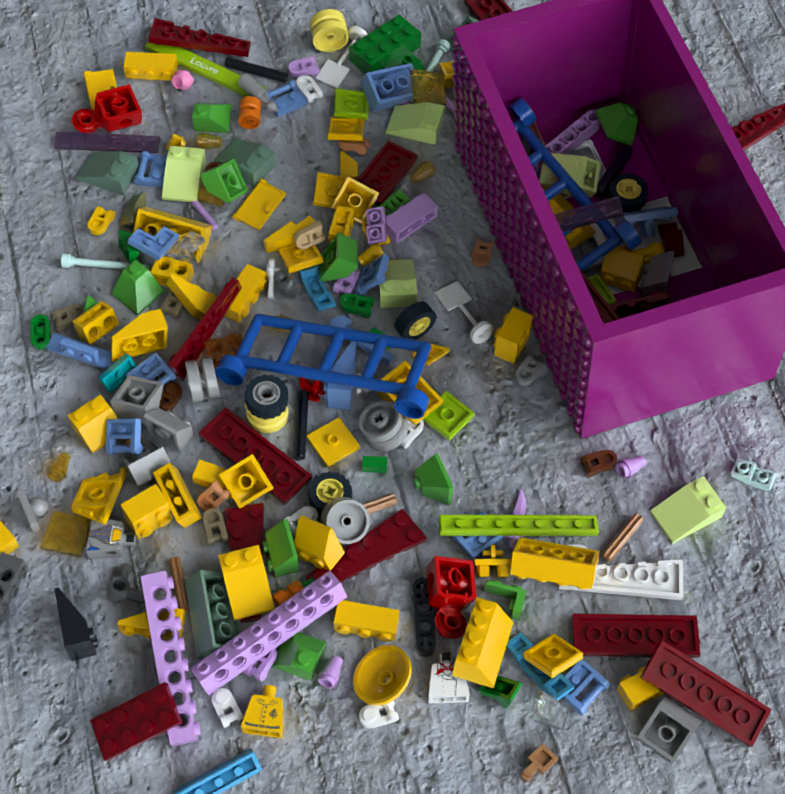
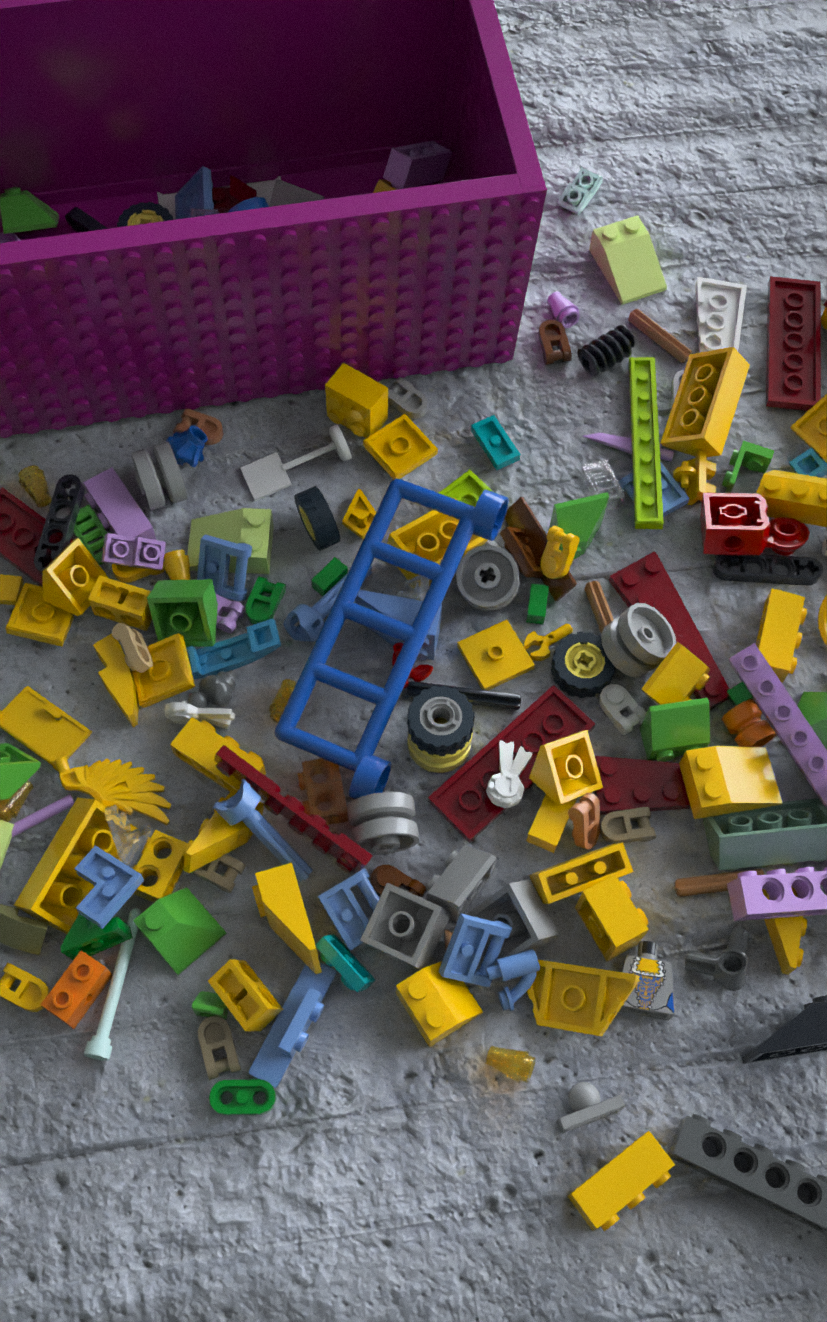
camera: 85 degrees left, 5 degrees up
(66, 534) = (632, 1053): clear yellow plate -> none
(98, 244) = (77, 989): none -> orange brick
(115, 461) = (514, 966): none -> medium blue plant
(201, 297) = (242, 808): none -> medium blue piece
(222, 245) = (117, 785): none -> yellow animal
(231, 447) = (505, 787): none -> white piece
(347, 472) = (545, 641): none -> yellow bar
(390, 182) = (63, 525): none -> black beam
(407, 466) = (555, 562): none -> yellow plate
(412, 455) = (527, 543): none -> reddish brown bracket
(434, 230) = (159, 476): none -> light grey wheel
(462, 245) = (188, 446): none -> blue rock
(487, 370) = (400, 447): none -> yellow plate
(502, 429) = (495, 442): none -> teal plate
(593, 496) = (606, 350): none -> black piece

